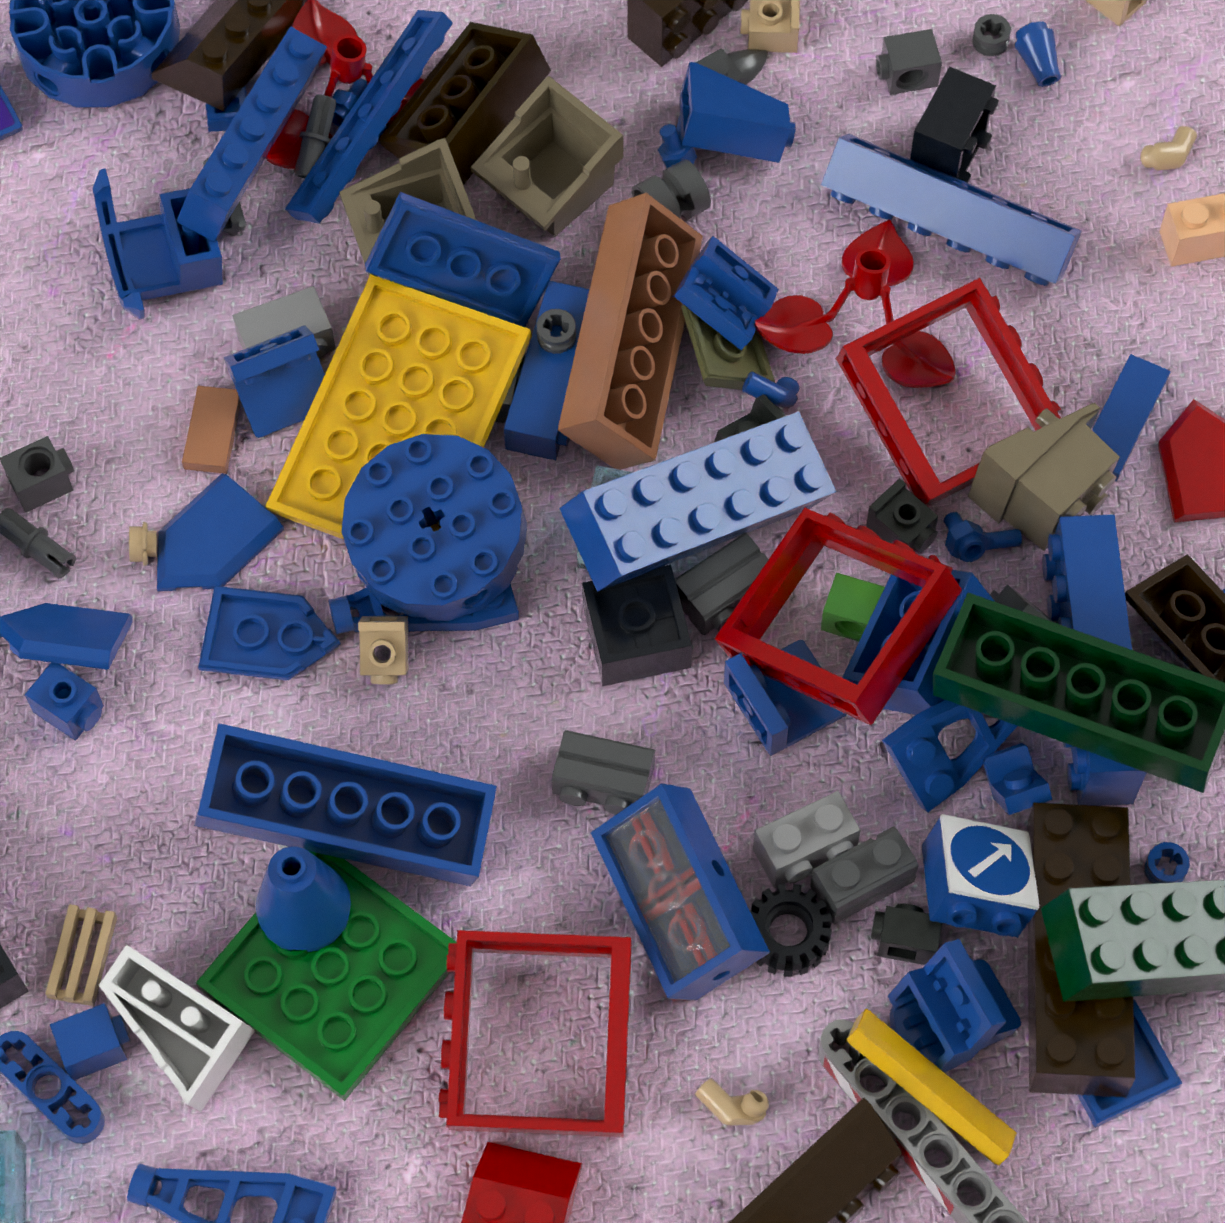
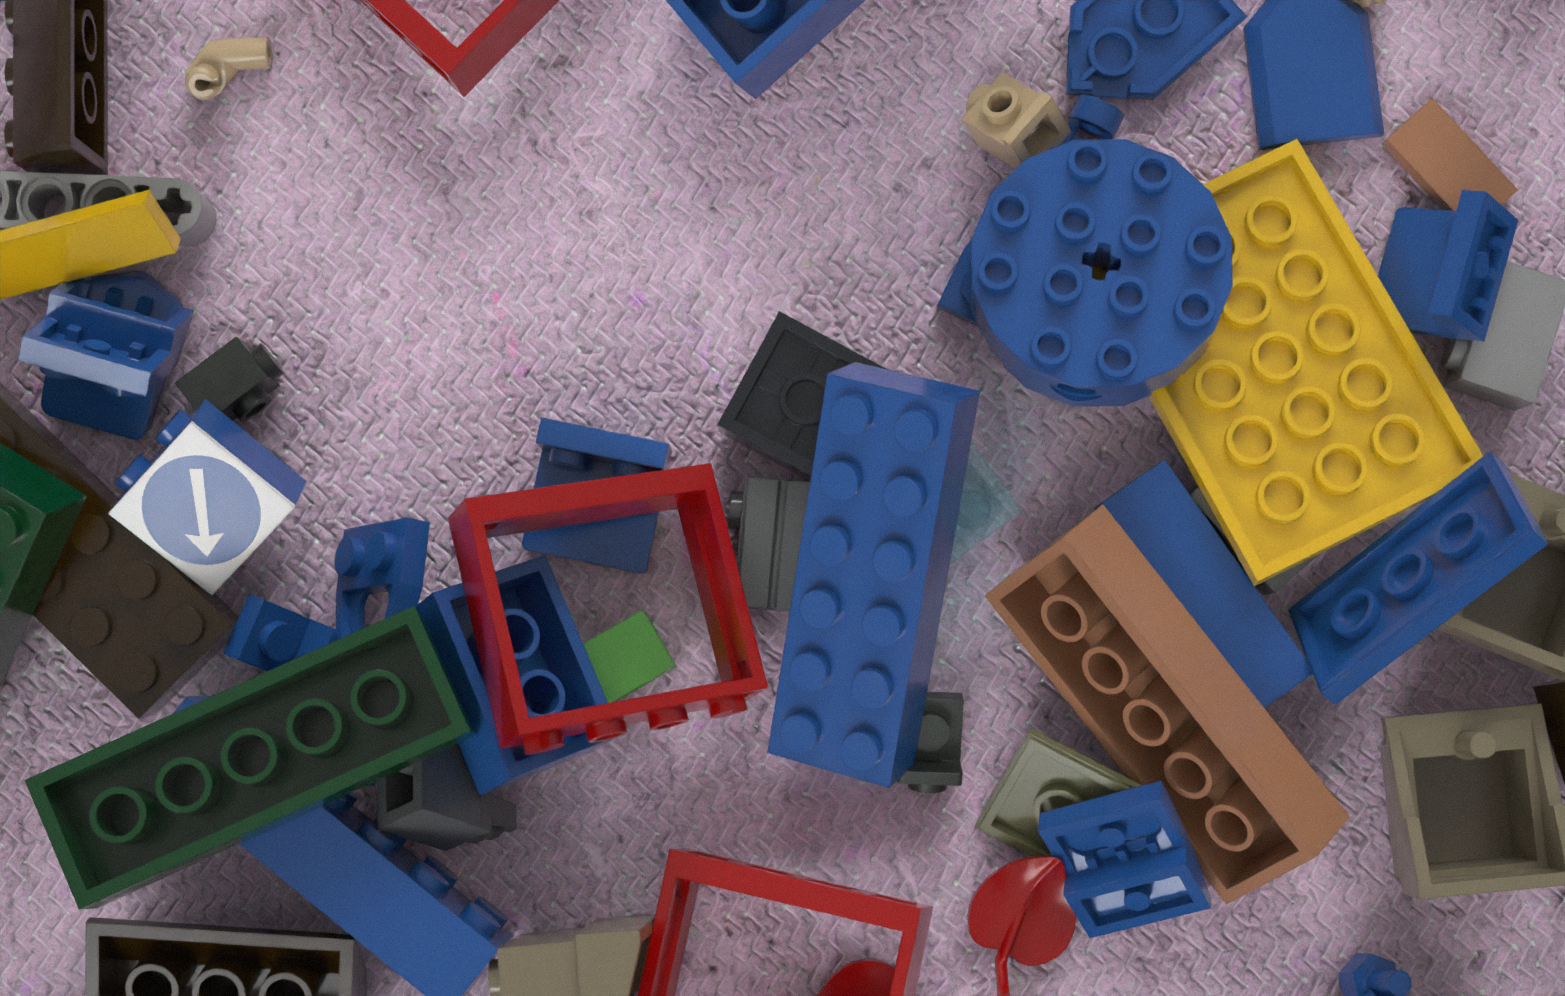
camera: 130 degrees right, 20 degrees up
(567, 336) = (1236, 597): dark grey bush -> none
(601, 771) = (675, 230): dark grey brick -> none
(679, 190) = (1313, 920): dark grey wheel -> none
(679, 892) = (463, 179): brick -> none
(780, 393) = (959, 803): blue arm -> none
(805, 839) = (415, 368): light grey brick -> none
(810, 912) = (318, 245): black tyre -> none
(864, 874) = (327, 393): dark grey brick -> none
(886, 519) = (704, 798): pearl dark grey brick -> none
(969, 541) = (596, 857): blue piece -> none
(1175, 853) = (51, 725): blue bush -> none

